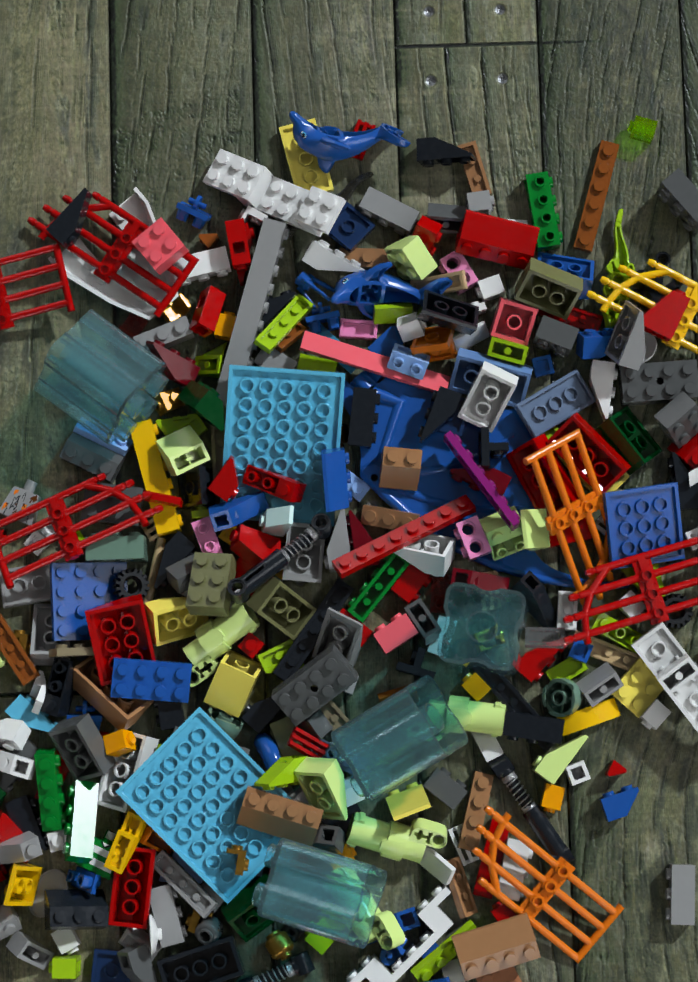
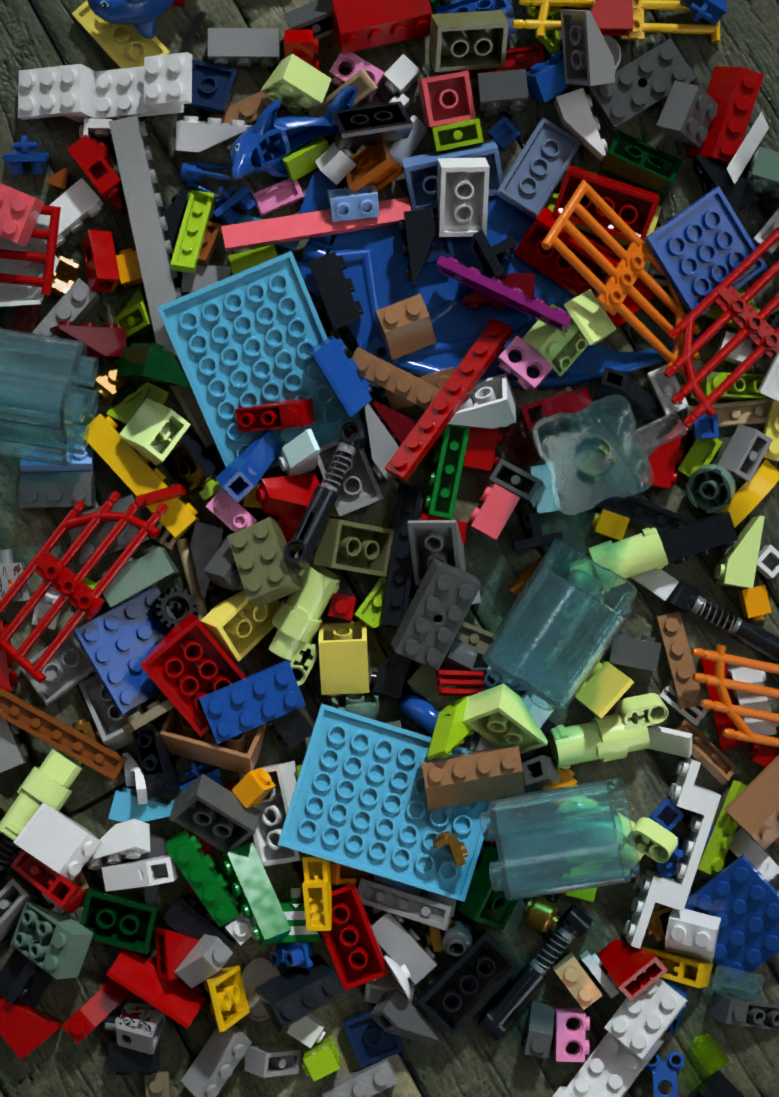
camera: 30 degrees left, 5 degrees up
(226, 481) = (220, 439): red slope -> none
(373, 501) = (394, 379): none -> medium nougat plate

